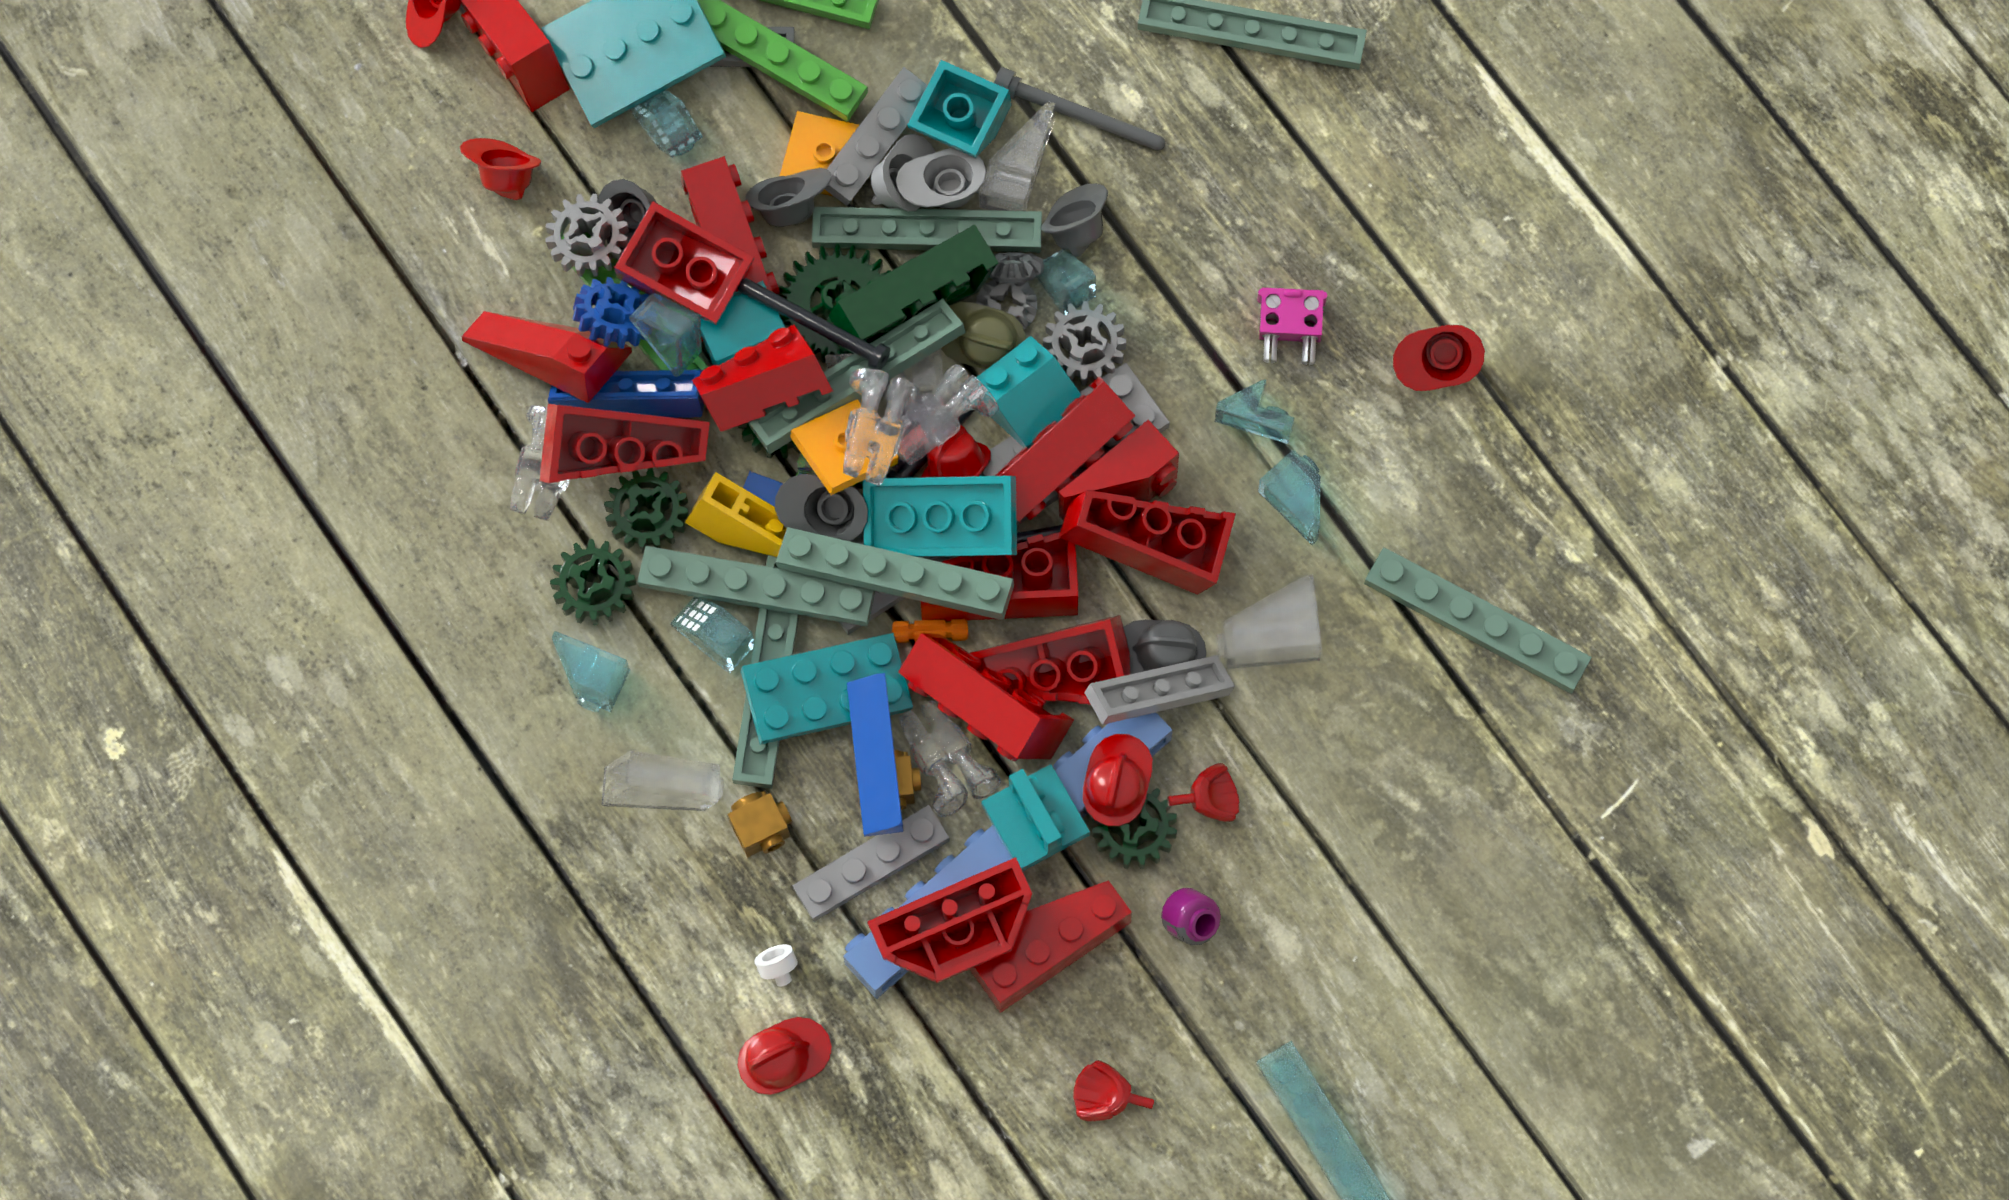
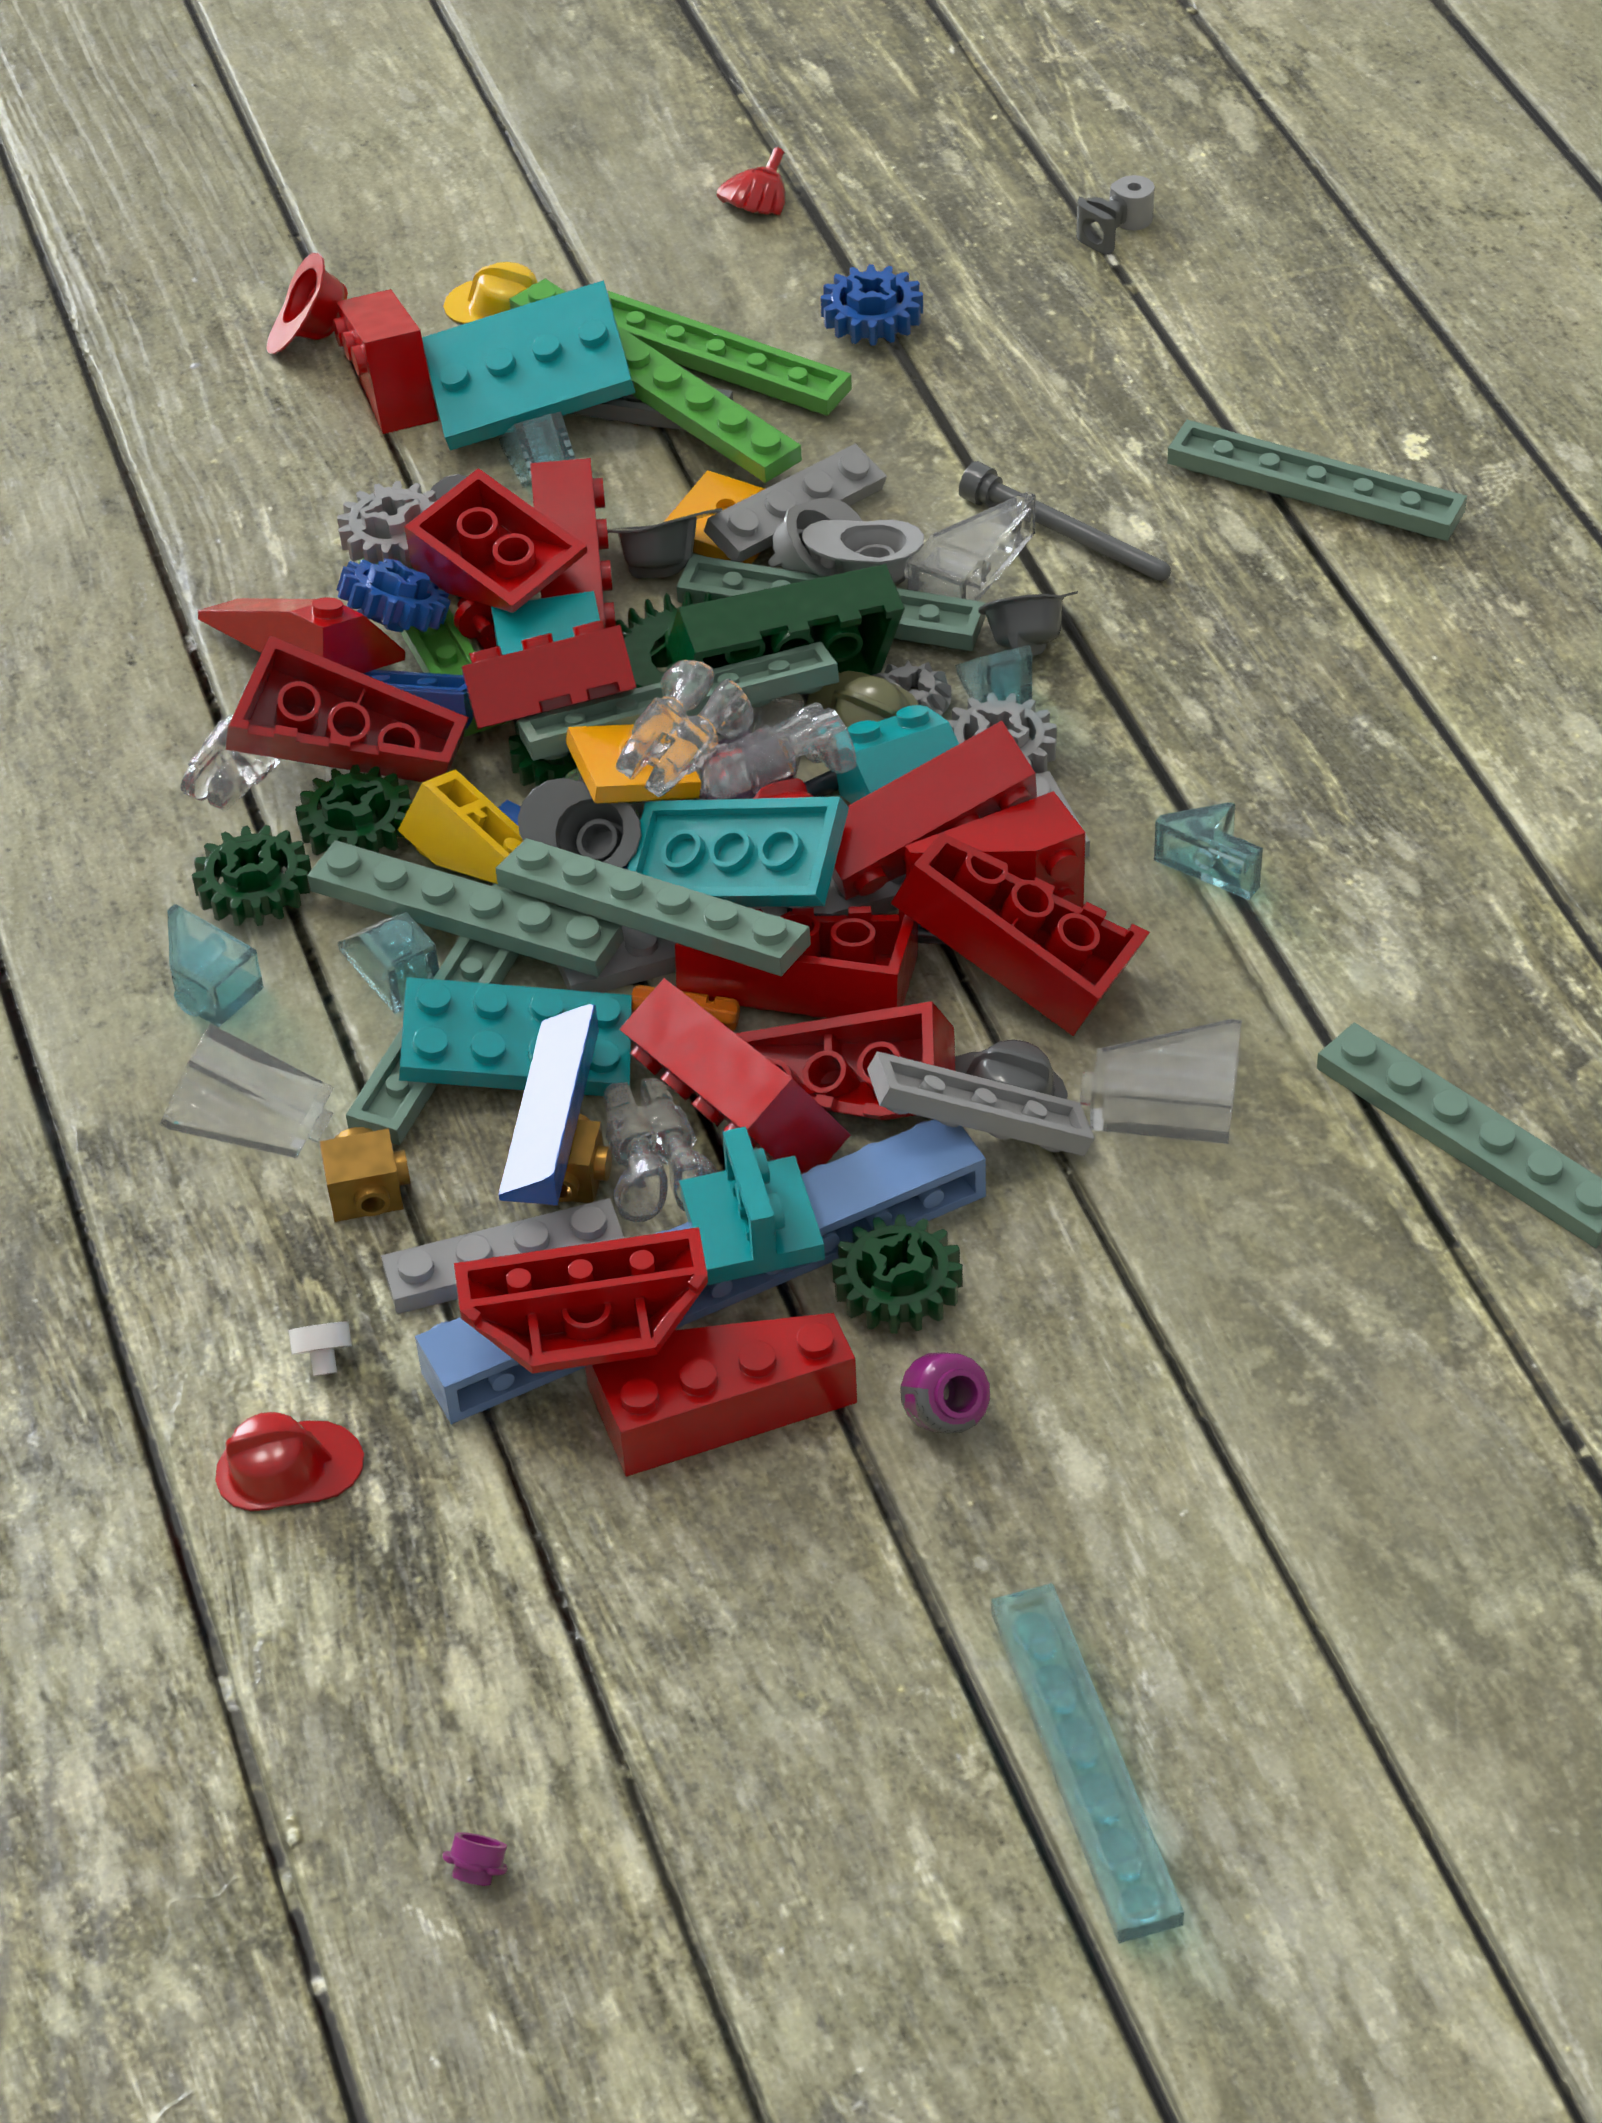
camera: 15 degrees right, 25 degrees down
(501, 166) = (322, 466): red piece -> none
(670, 331) = (453, 616): clear light blue slope -> none
(876, 356) = (639, 626): black bar -> none
(961, 109) = (916, 481): teal slope -> none
(1017, 267) = (930, 646): dark grey gear -> none
(1104, 1093) = (744, 1599): red piece -> none
(1117, 779) = (885, 1200): red piece -> none
(1212, 794) = (1022, 1256): red piece -> none
(1291, 311) = (1289, 761): dark pink piece -> none
(1295, 493) = (1240, 940): clear light blue slope -> none
(1438, 357) = (1482, 820): red piece -> none

